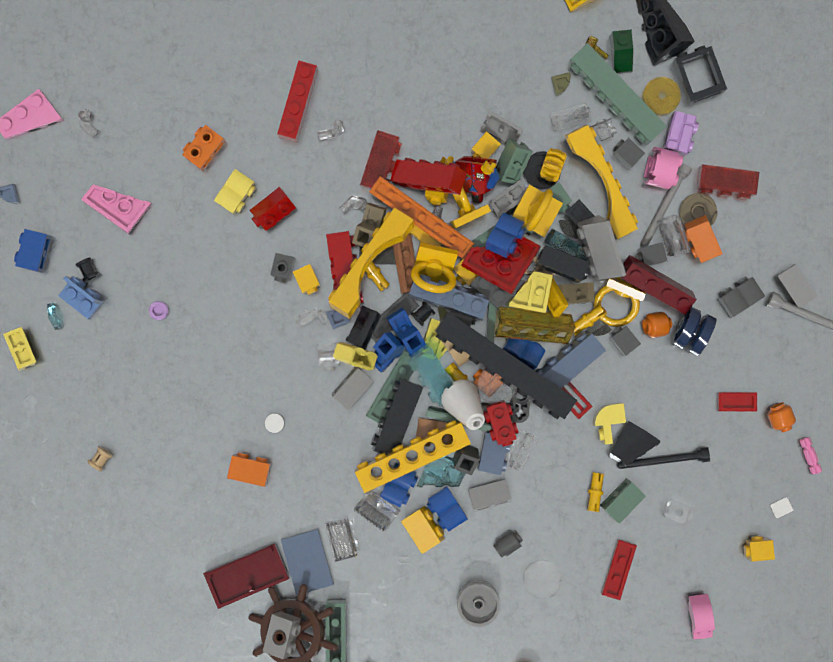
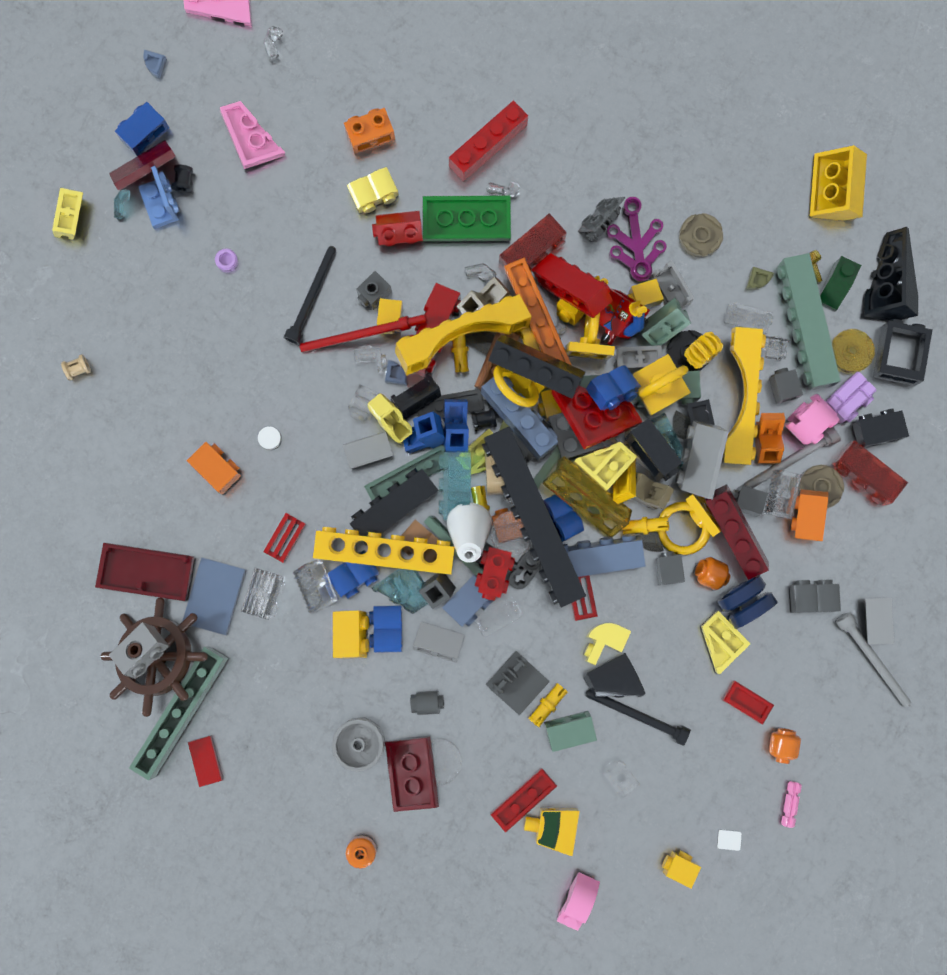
camera: 25 degrees right, 5 degrees down
(51, 279) = (141, 165): none -> dark red tile
(244, 333) = (294, 333): none -> black piece
(317, 170) = (466, 218): none -> green plate
(322, 281) = (403, 324): none -> red bar
(339, 490) = (267, 550): none -> red tile
(417, 101) = (606, 213): none -> dark grey hinge
(440, 255) = (536, 366): none -> black brick
(455, 112) = (637, 243): none -> magenta plant
(498, 81) = (701, 235): none -> dark tan tile
(528, 600) = (411, 774): none -> dark red tile
(564, 489) = (517, 683): none -> dark grey hinge
(639, 200) = (769, 438): none -> orange brick
(653, 576) = (555, 828): none -> yellow torso
(693, 369) = (723, 641): none -> light yellow wing
(717, 143) = (880, 429): none -> black brick

